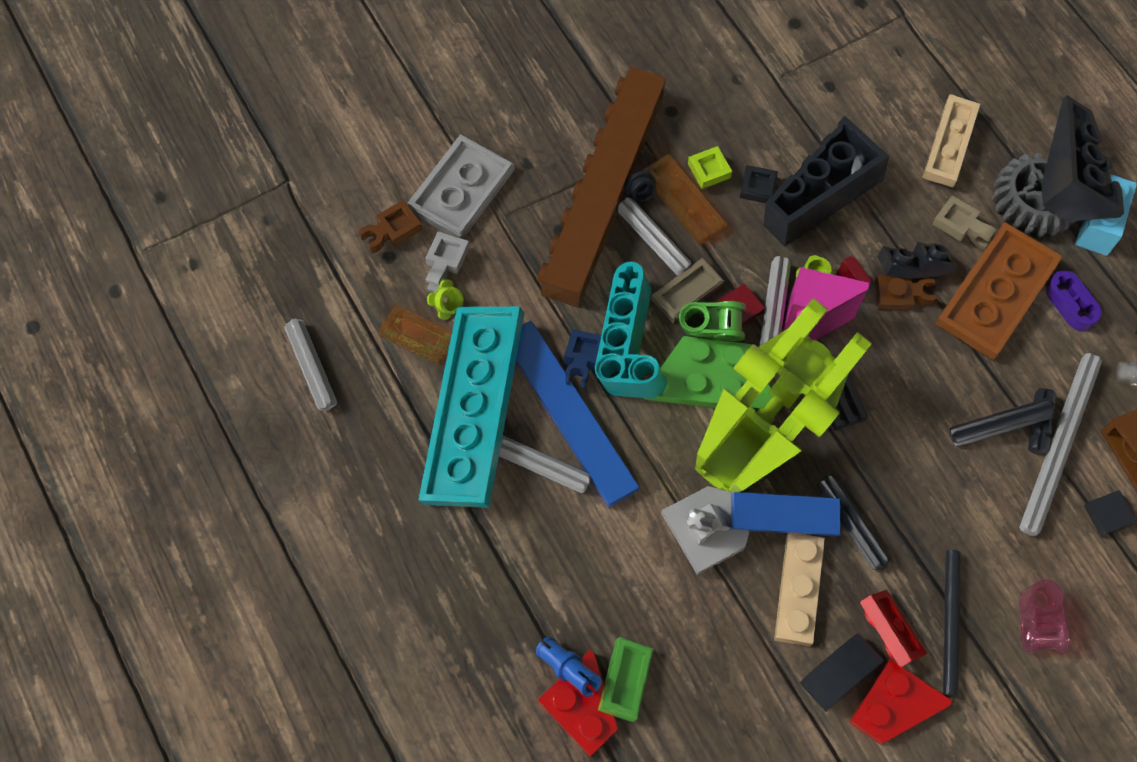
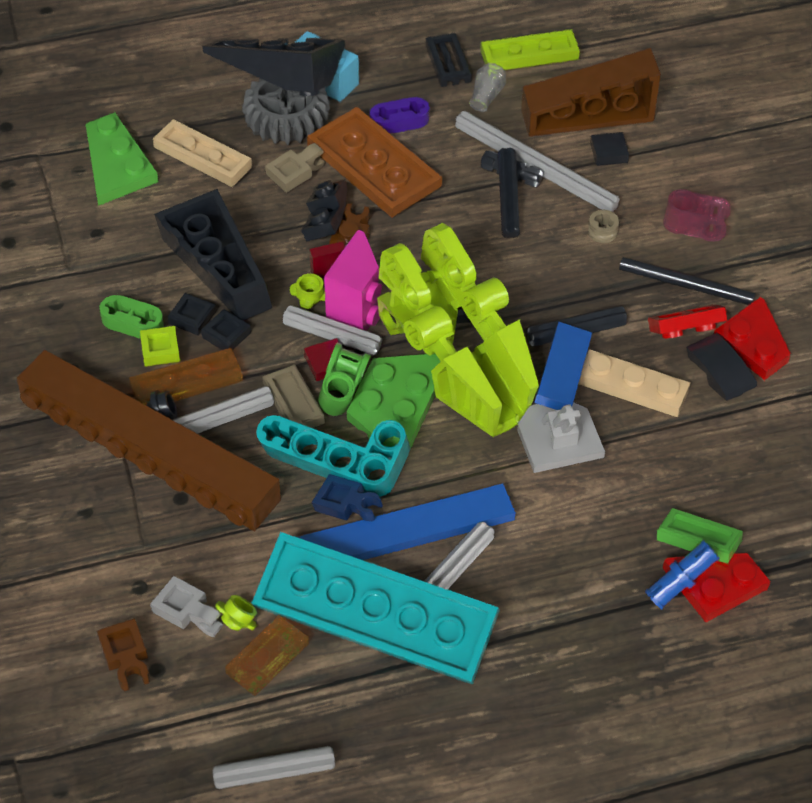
camera: 75 degrees left, 15 degrees down
(460, 187) = (94, 578): light grey tile -> none
(732, 137) = (131, 317): none -> bright green beam
(747, 217) = (226, 330): none -> black tile
(918, 75) = (116, 160): none -> bright green wing
(987, 532) = (599, 218): none -> dark tan bush

